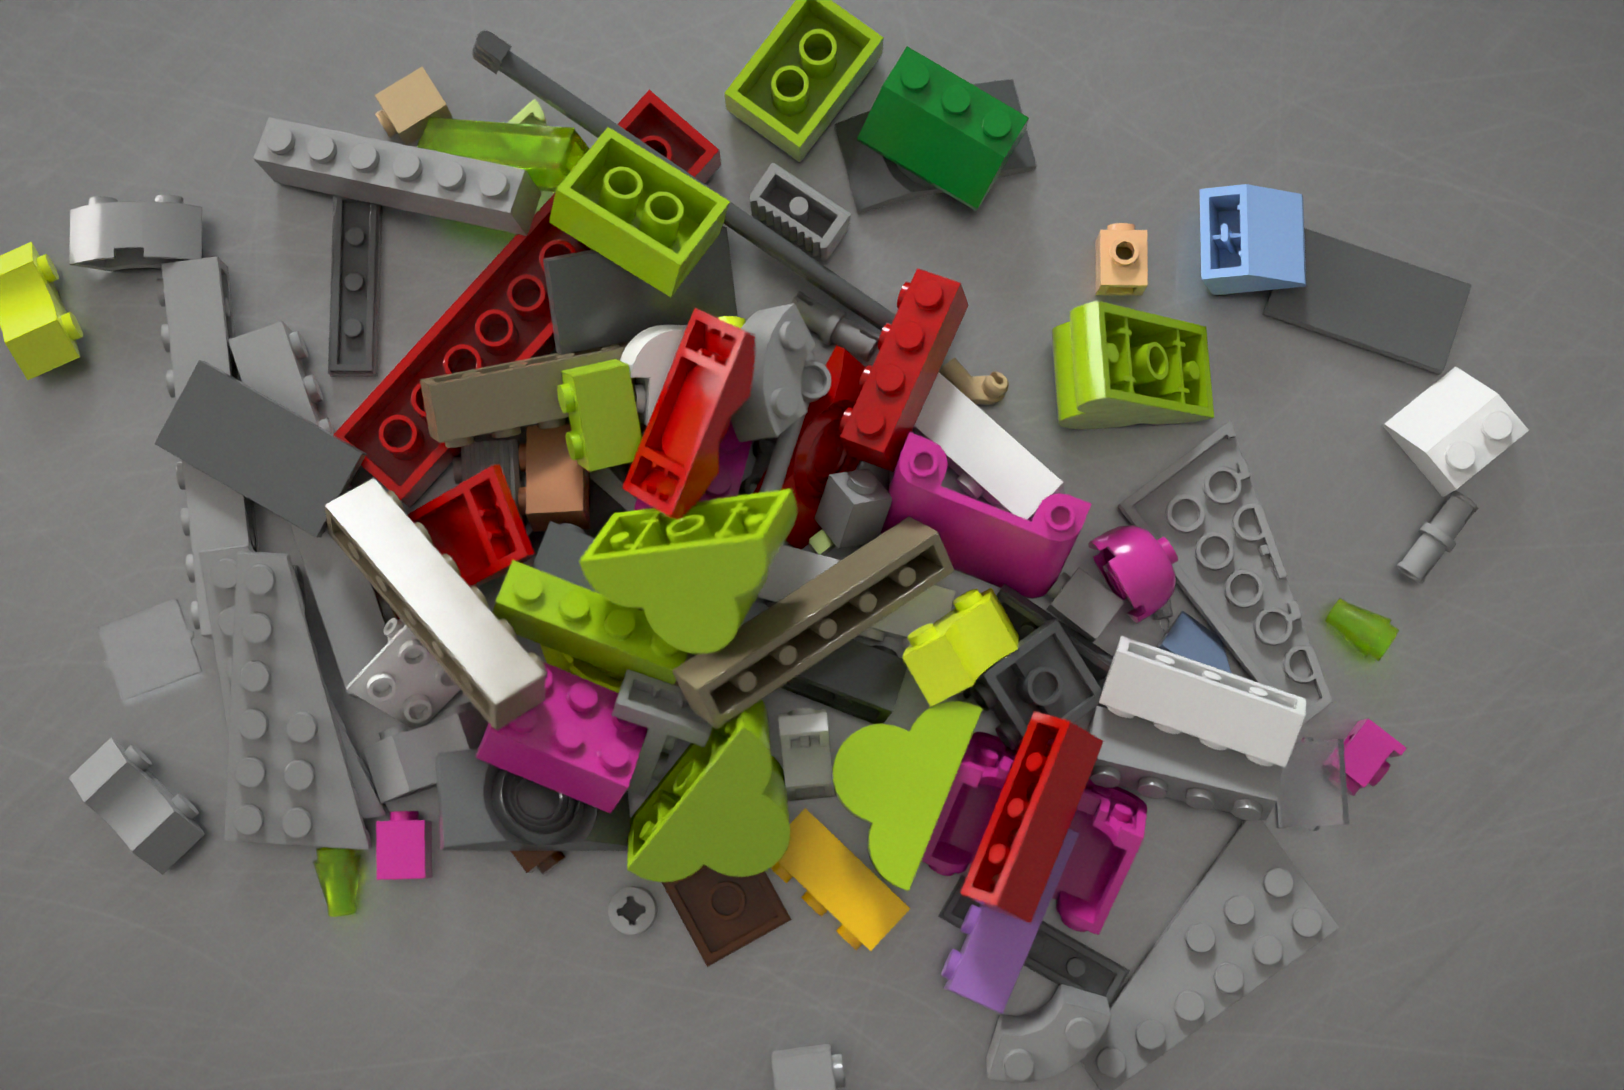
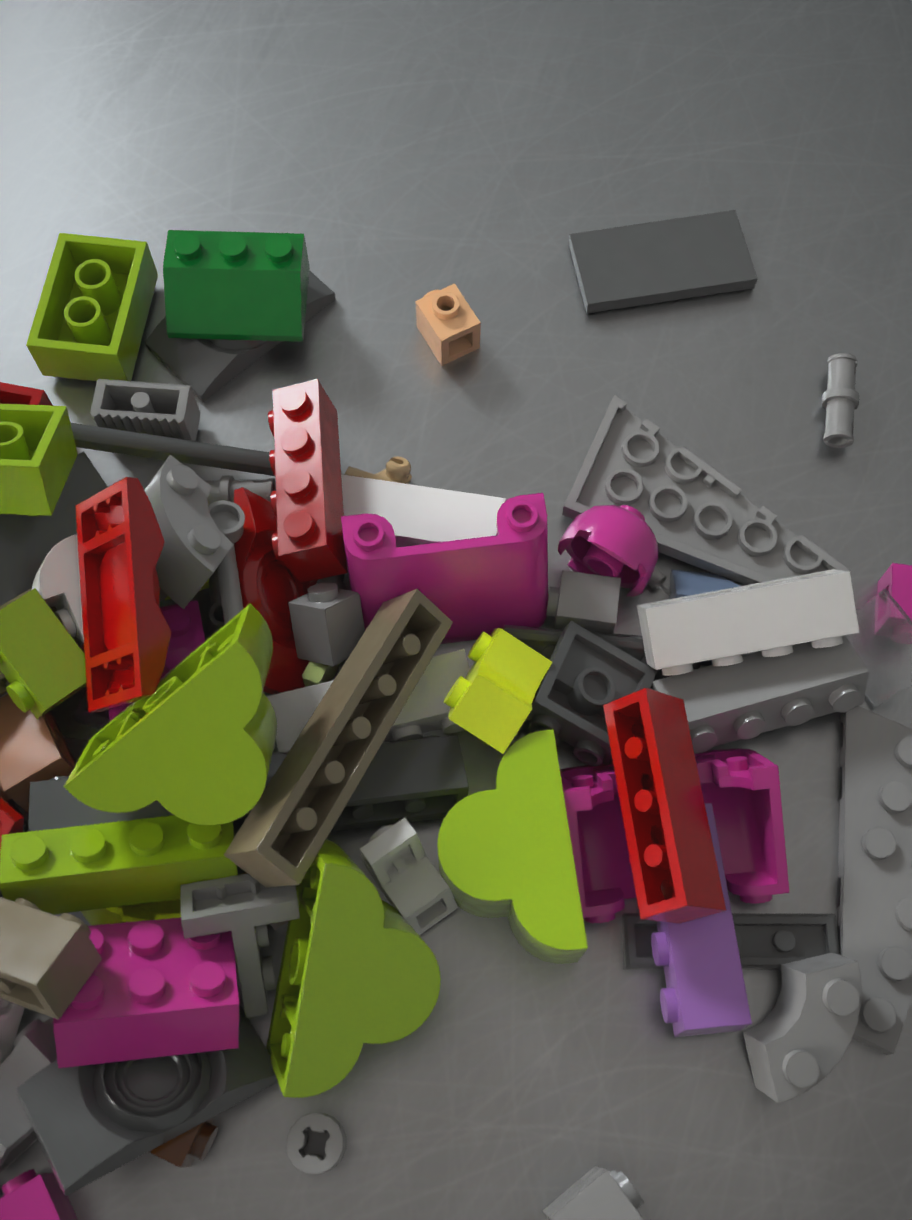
camera: 30 degrees left, 15 degrees down
(726, 910) = (411, 1084): reddish brown tile -> none
(839, 883) = (512, 990): yellow brick -> none
(1130, 369) = (499, 390): lime brick -> none
(1251, 239) = (543, 252): light blue slope -> none
(1363, 629) = (832, 501): clear neon green cone -> none
(1455, 429) = (798, 314): white slope -> none

